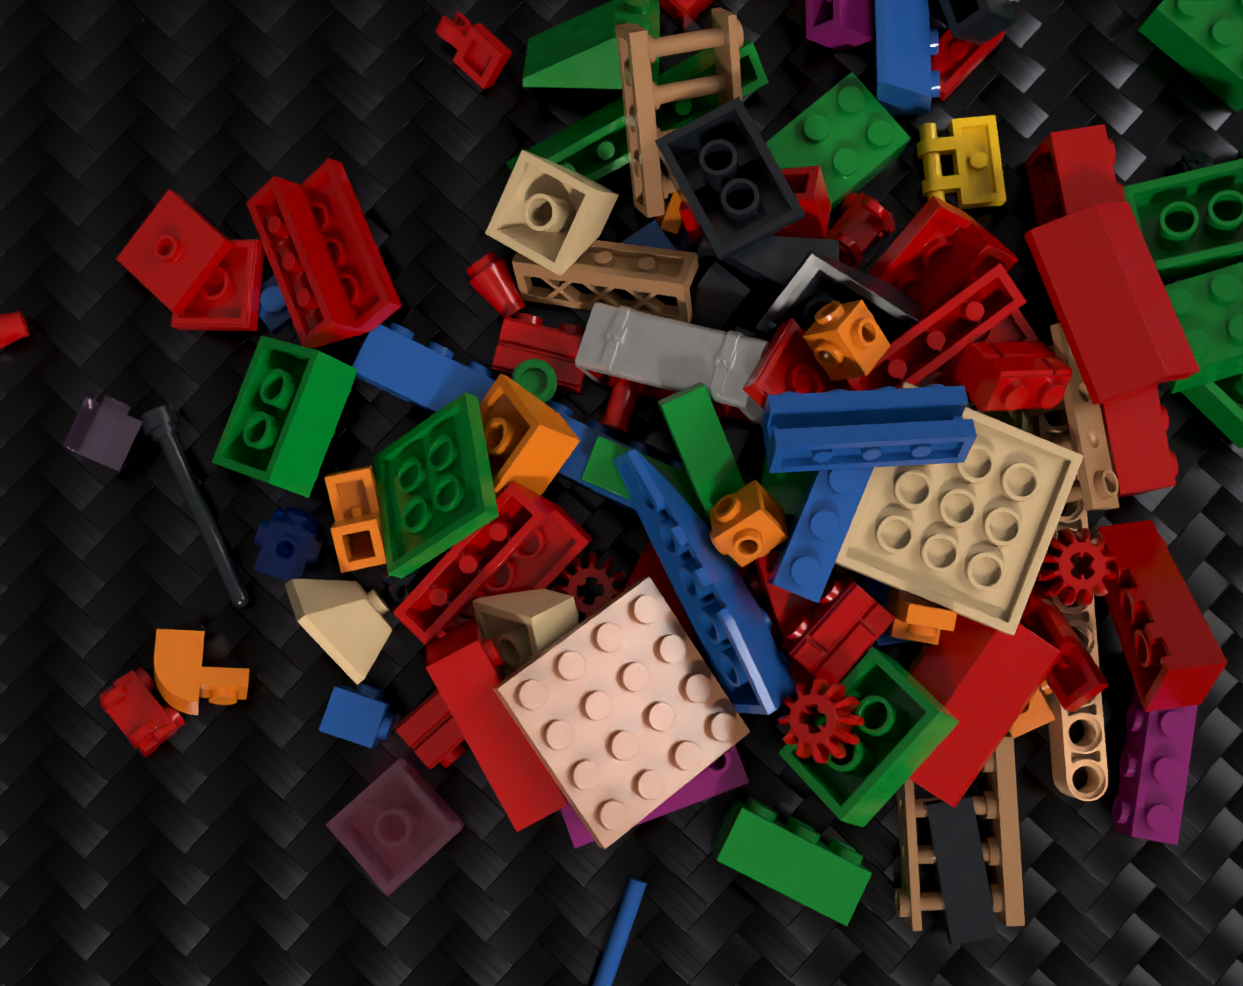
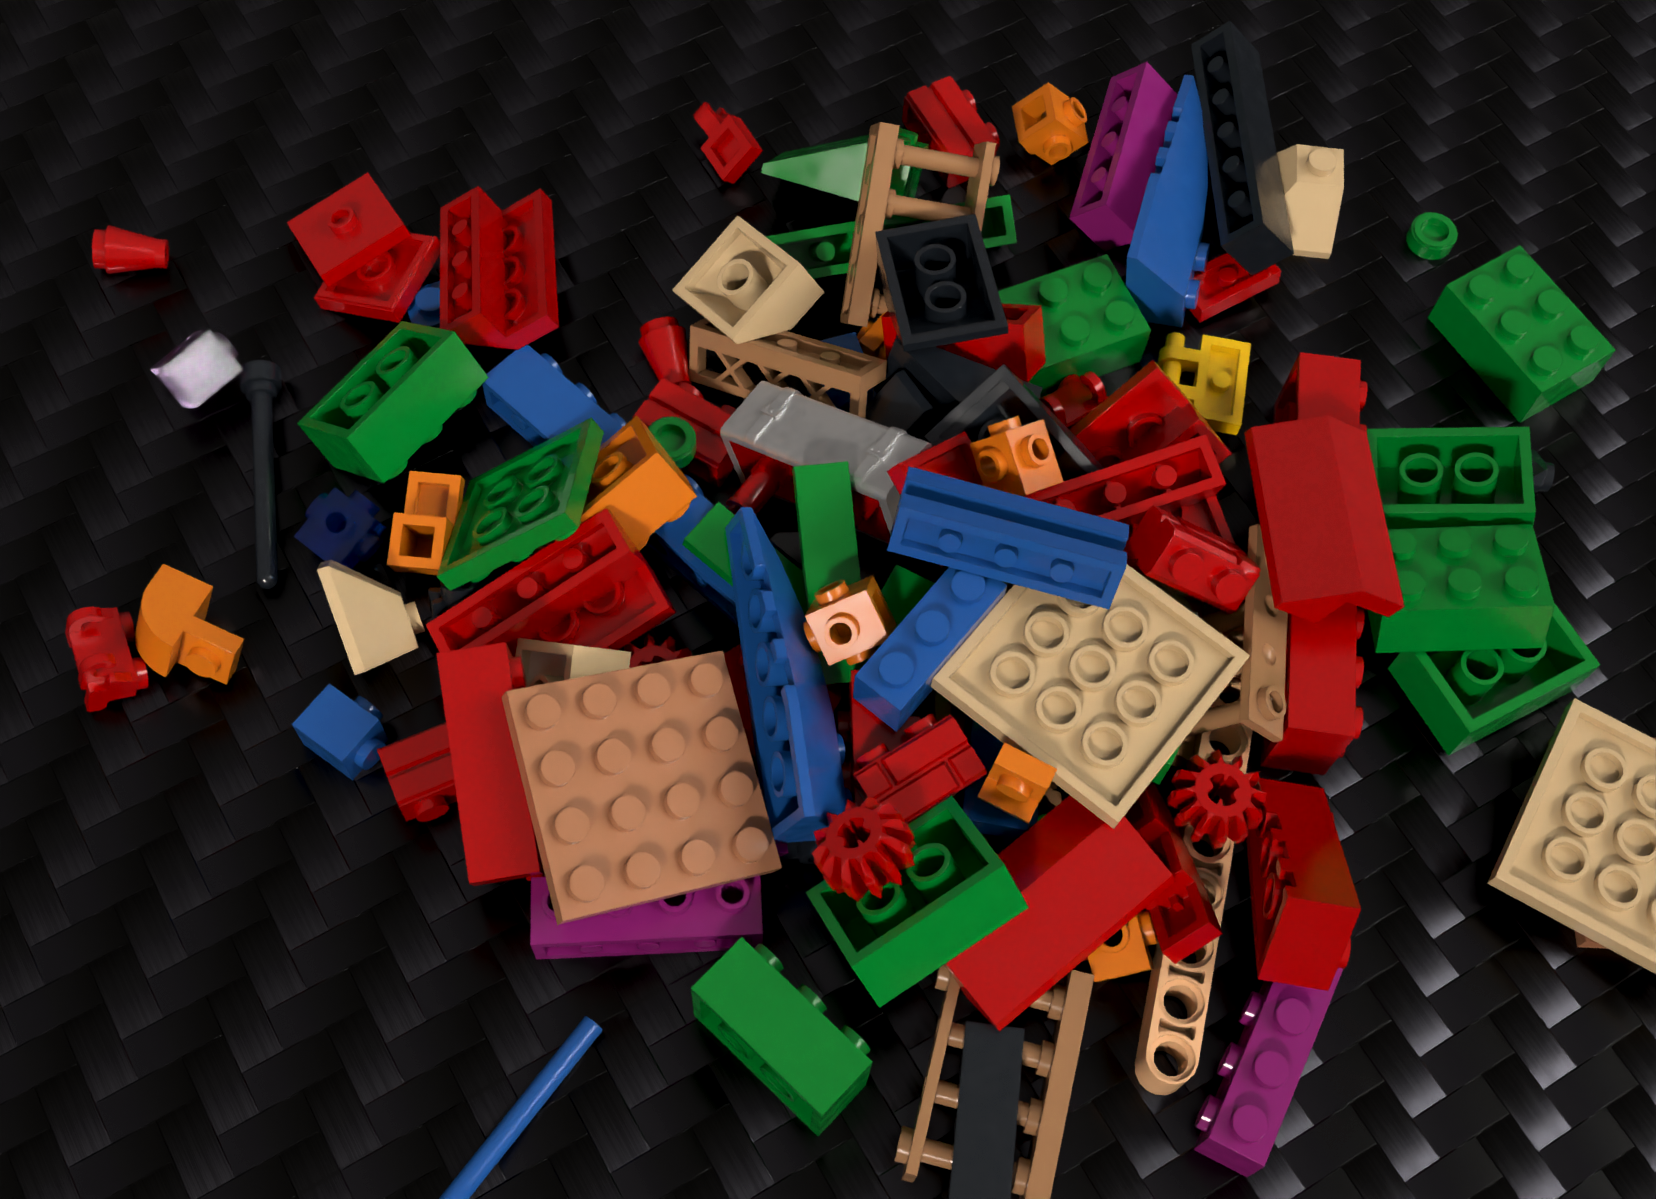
camera: 15 degrees right, 20 degrees down
(395, 825) = (334, 858): clear pink brick -> none

